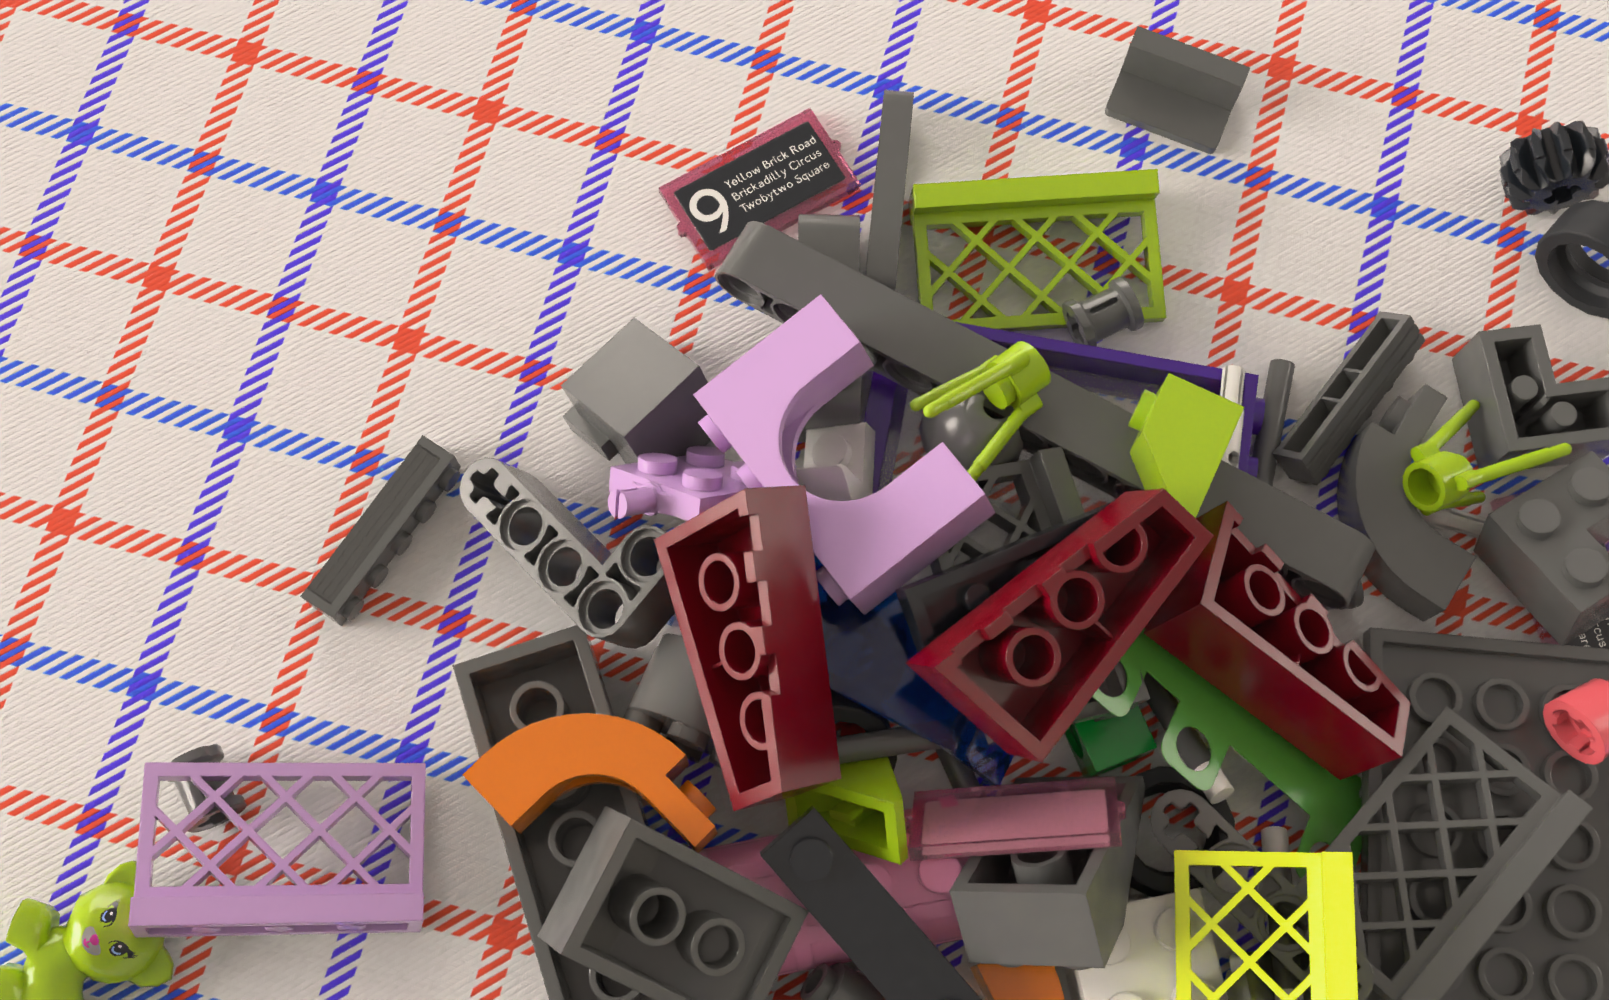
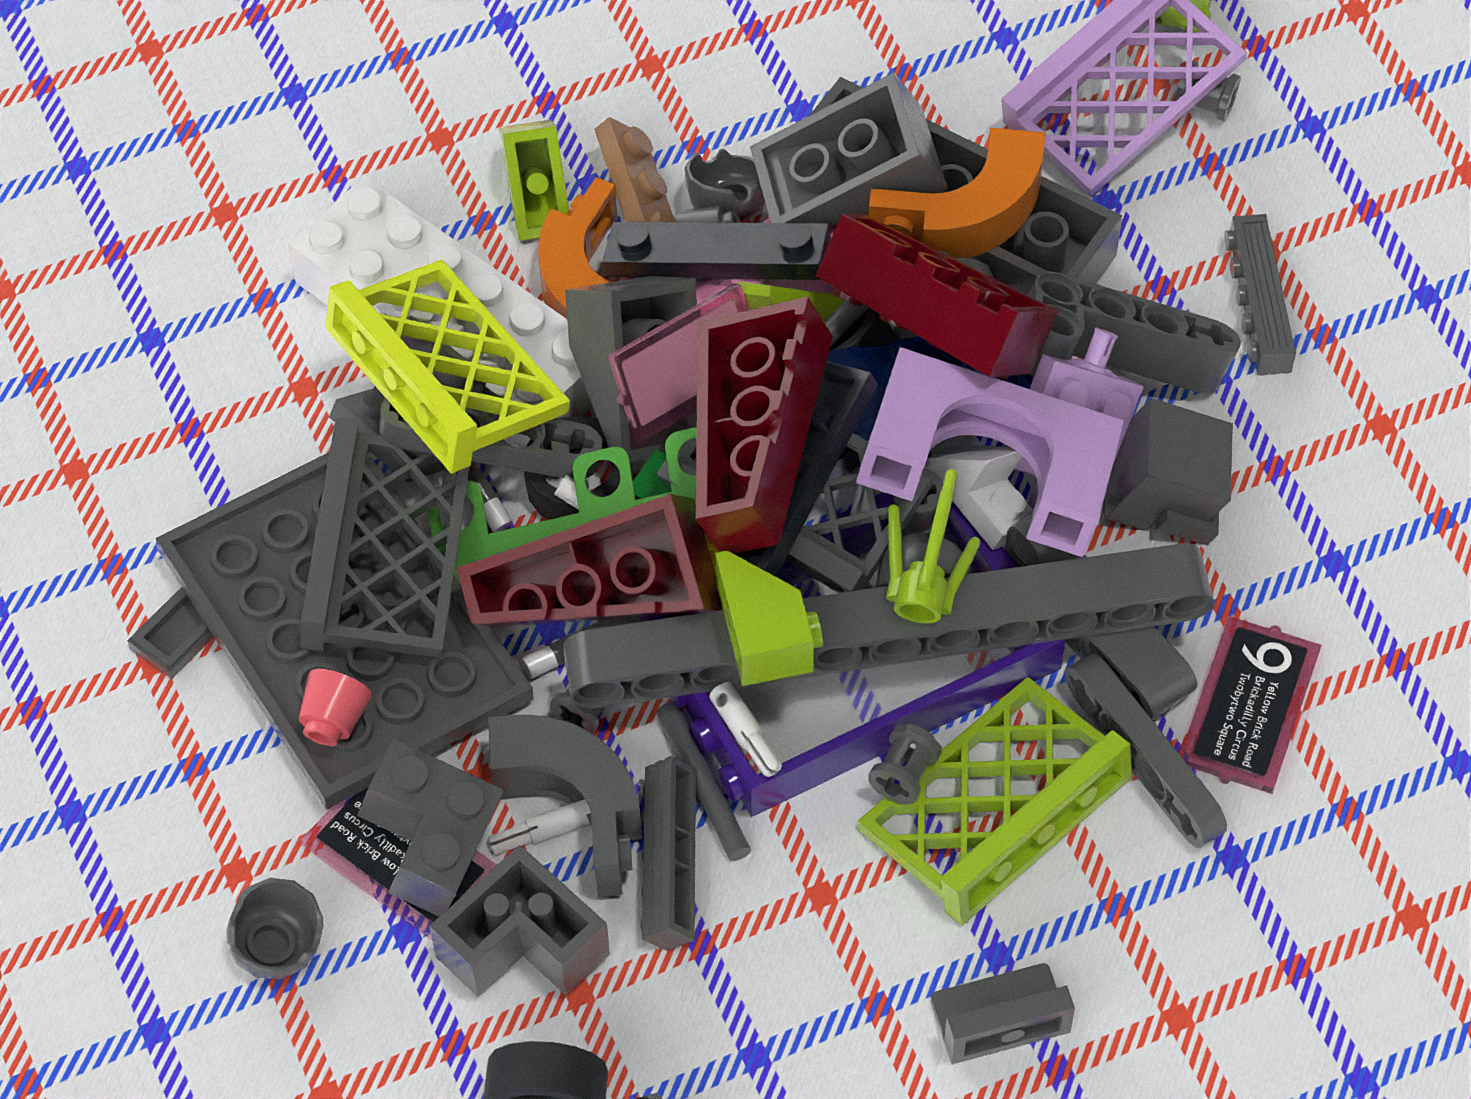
camera: 145 degrees right, 15 degrees down
(1444, 478) = (553, 791): lime plant -> none

